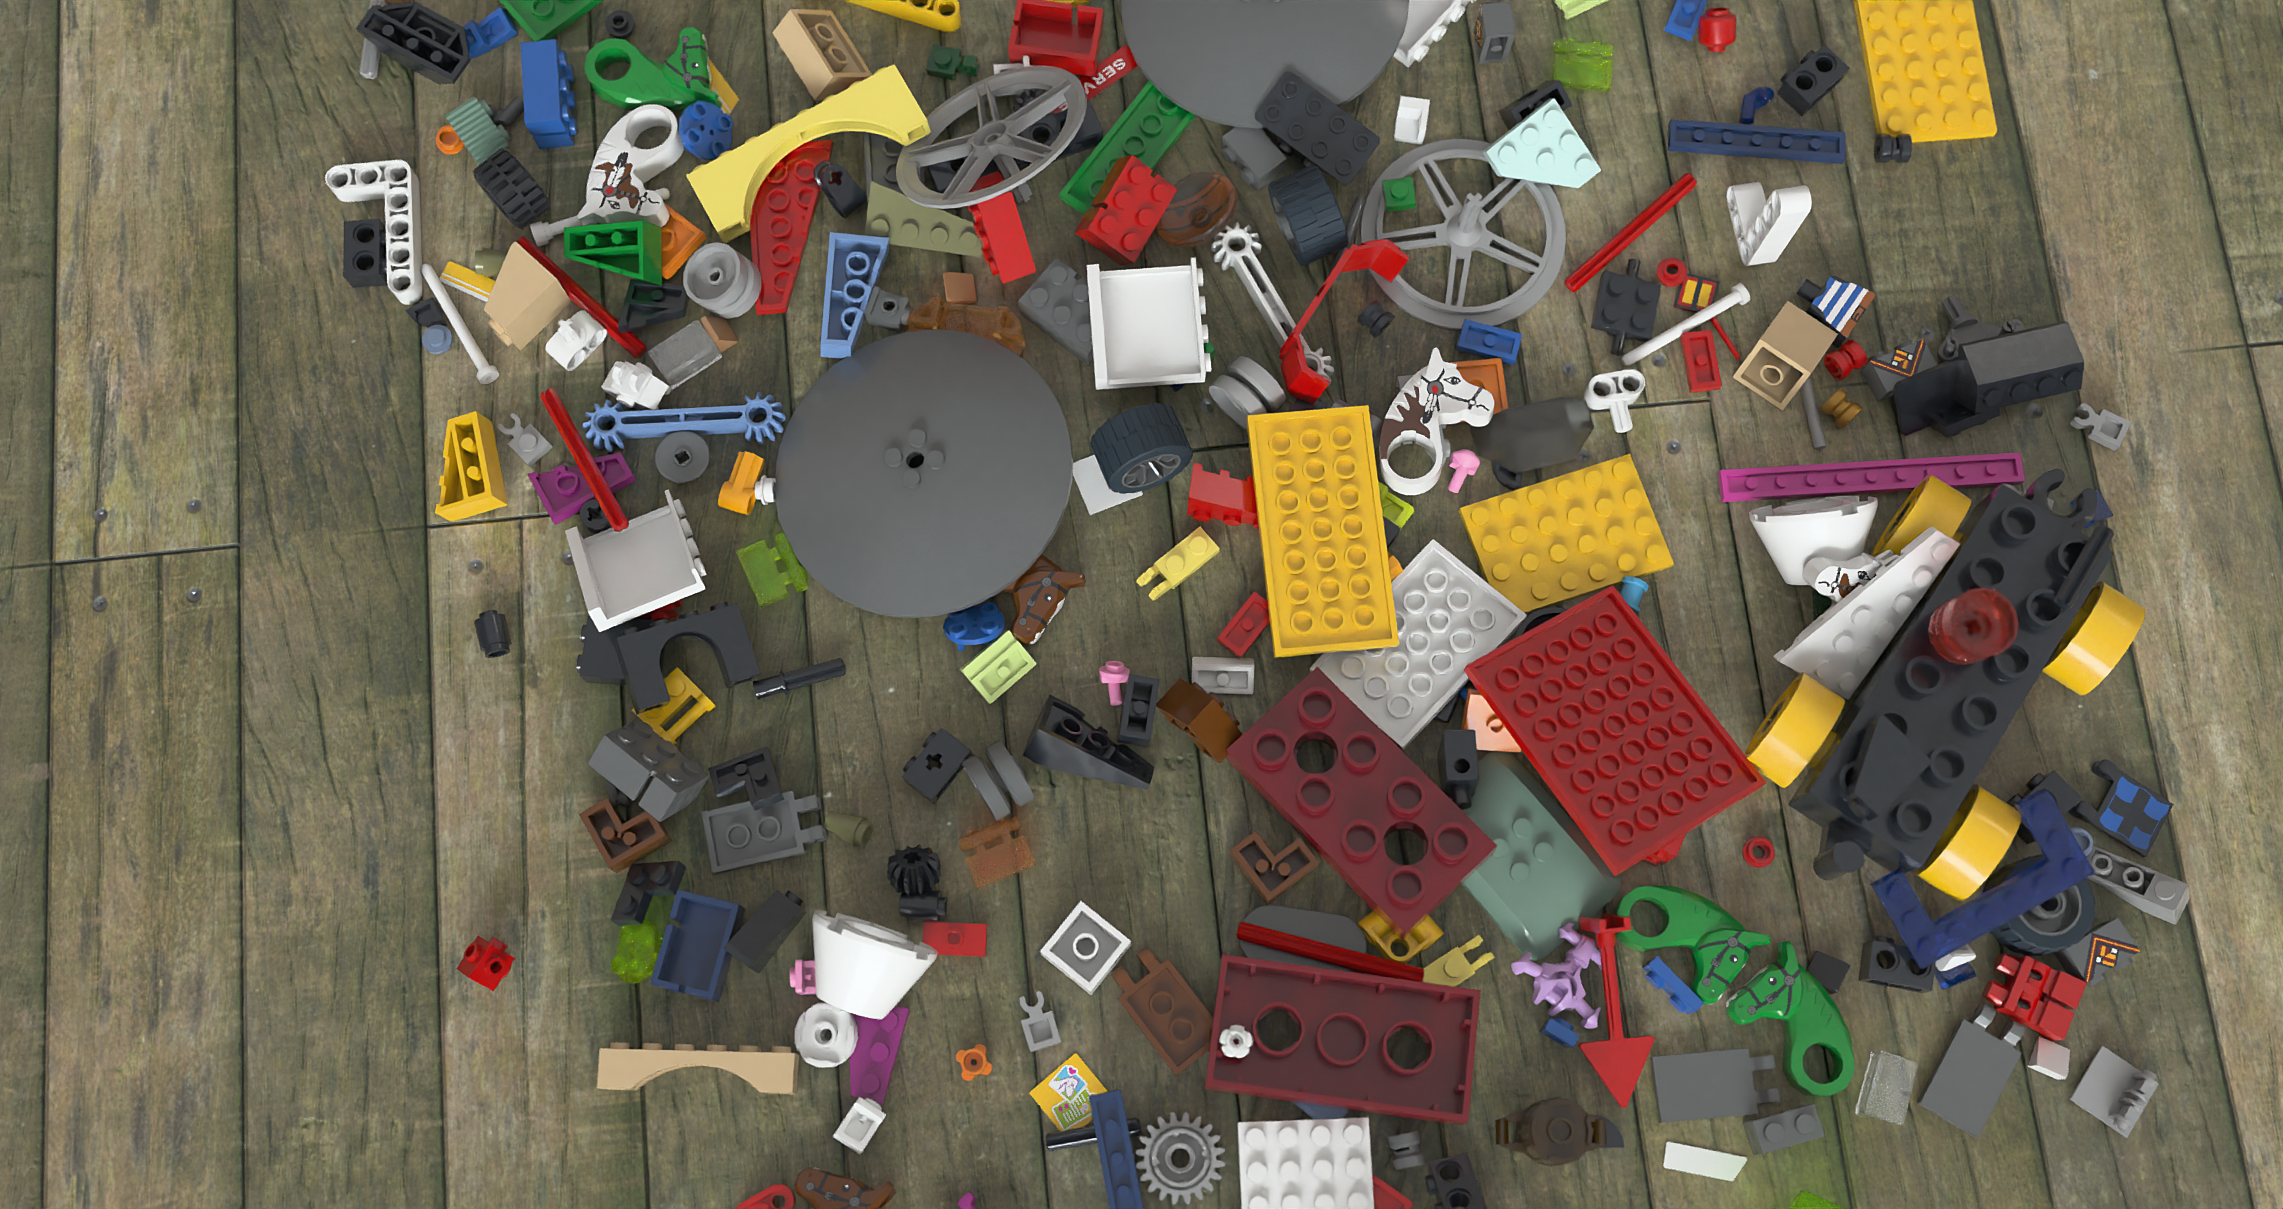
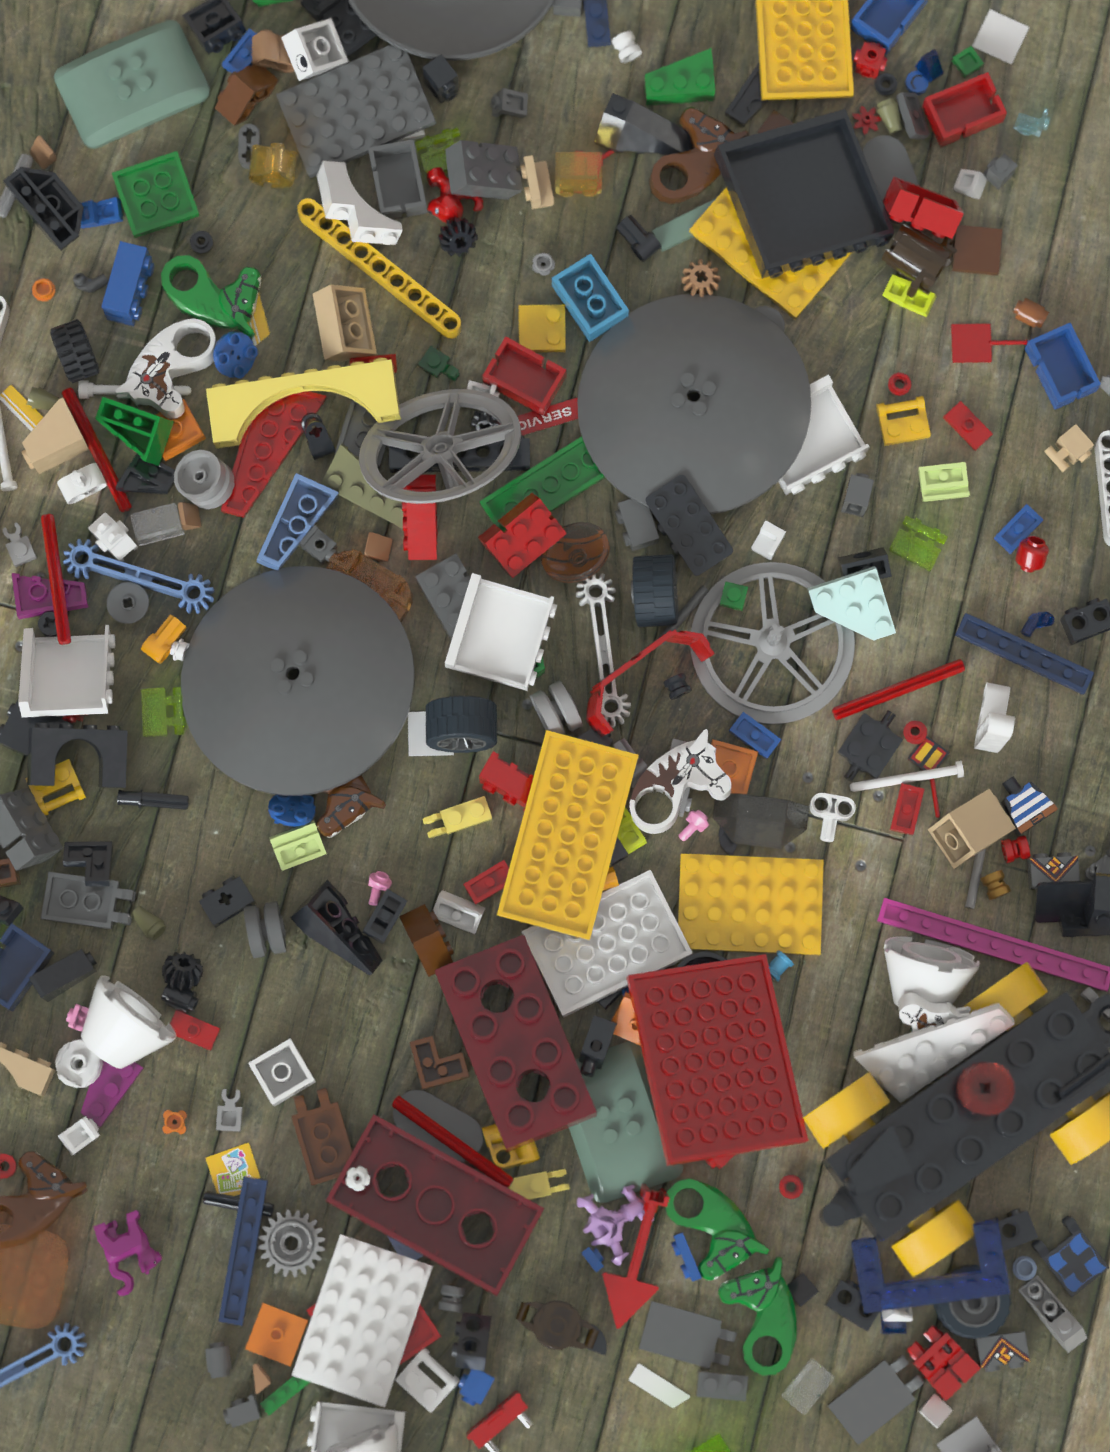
camera: 20 degrees right, 5 degrees up
(476, 129) = (65, 293): sand green brick -> none
(1000, 861) = (246, 987): clear orange plate -> none

